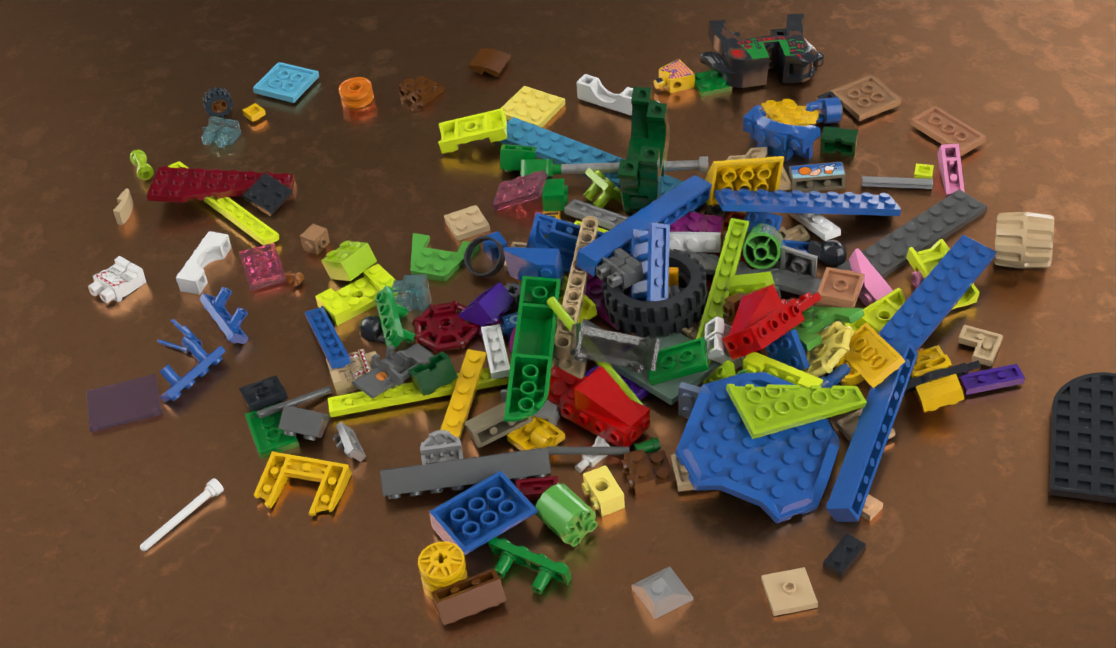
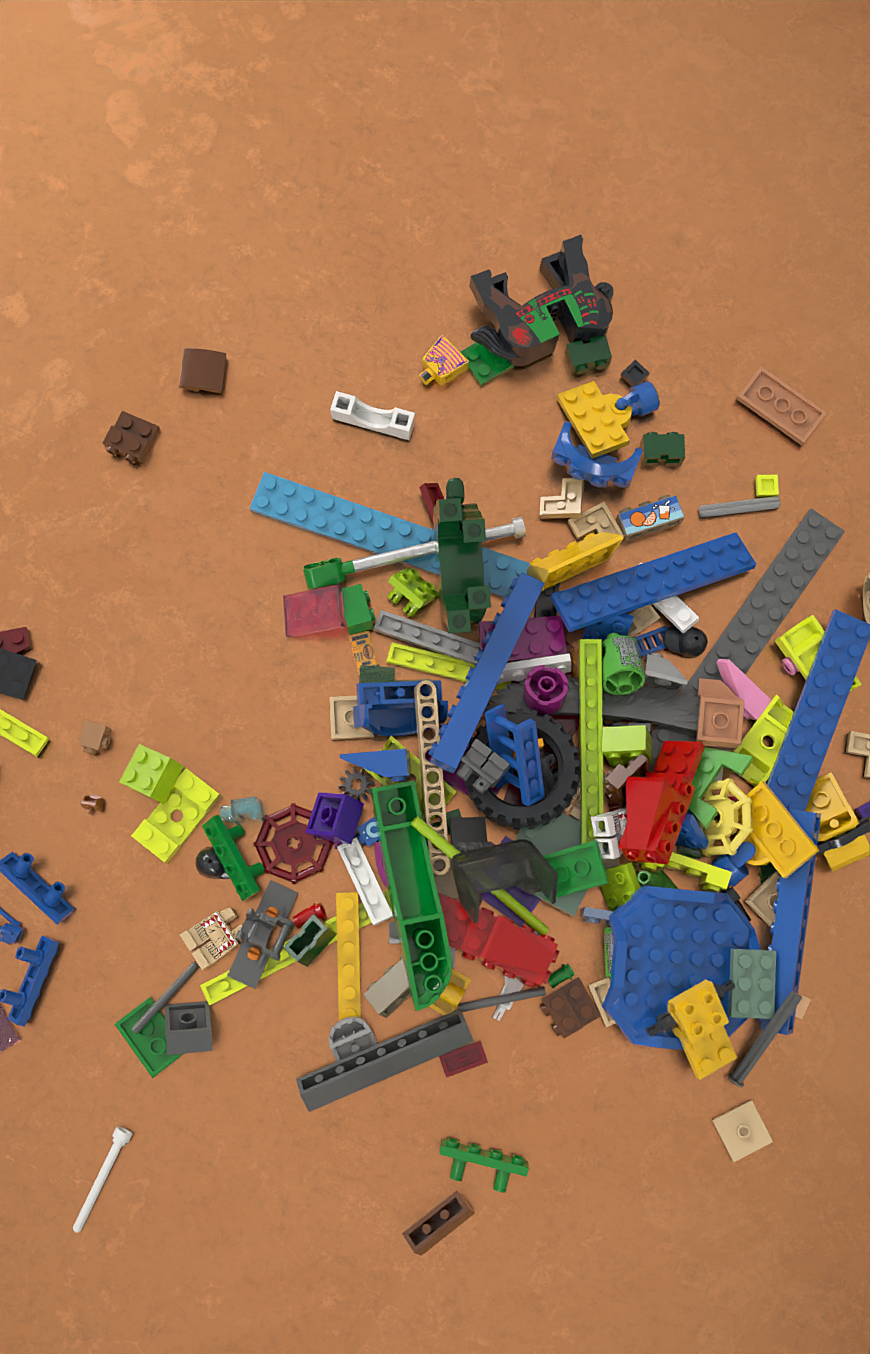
camera: 20 degrees left, 35 degrees up
(262, 266) = (47, 792): clear pink plate -> none
(263, 393) = (125, 994): black plate -> none
(281, 466) = (188, 1091): yellow wedge -> none
(327, 338) = (170, 904): blue plate -> none
(347, 440) = (246, 1041): light grey plate -> none
(356, 92) = (43, 451): orange wheel -> none
(436, 263) = (245, 742): bright green wing -> none
(441, 566) = (408, 1186): yellow wheel -> none
(466, 223) = (264, 668): tan plate -> none
(468, 252) = (298, 750): black tyre -> none
(472, 128) = (245, 509): neon yellow piece -> none
(481, 513) = (423, 1120): blue slope -> none
(491, 248) = (311, 707): blue brick -> none
(512, 155) = (294, 553): green brick -> none
(533, 106) = (279, 446): light yellow plate -> none
(566, 514) = (505, 1097): bright green cylinder -> none
(603, 491) = (544, 1056): light yellow brick -> none
(662, 592) = (621, 1160): light grey slope -> none
(694, 243) = (545, 689): none -> magenta brick
(760, 468) = (699, 1024): none -> yellow piece
(788, 406) = (701, 932): lime wing -> none
(793, 85) = (589, 355): none -> dark green brick
(823, 463) = (754, 982): none -> sand green plate
(827, 511) = (765, 1039): none -> dark grey axle
(844, 555) = (785, 1072): black plate -> none
(866, 97) = (677, 360): medium nougat plate -> none
(950, 168) = (797, 479): bright pink slope -> none

